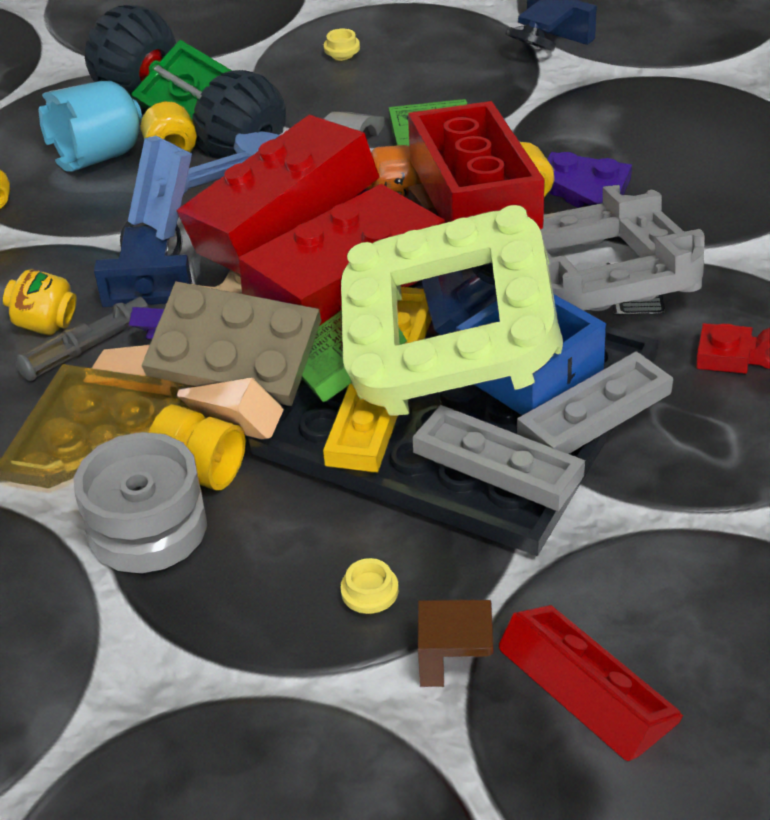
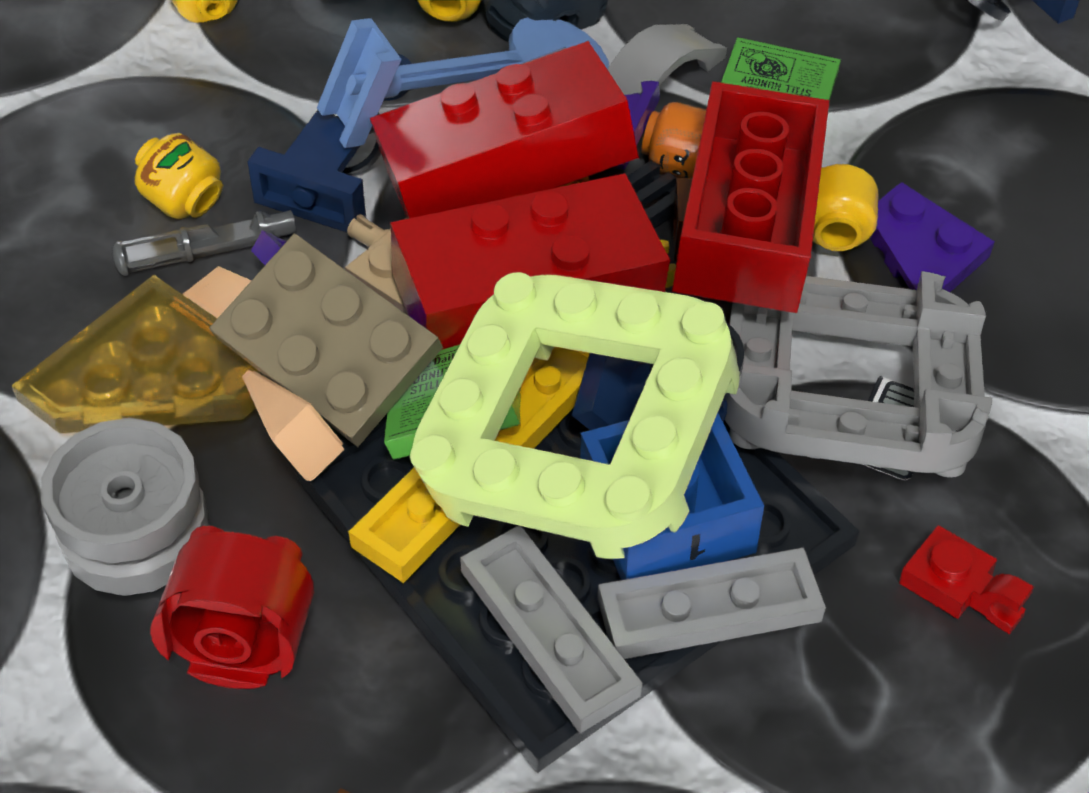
camera: 20 degrees right, 10 degrees up
(213, 442) = (232, 454): yellow wheel -> none
(266, 529) = (234, 607): none -> red brick
(369, 586) = (320, 728): light yellow plate -> none

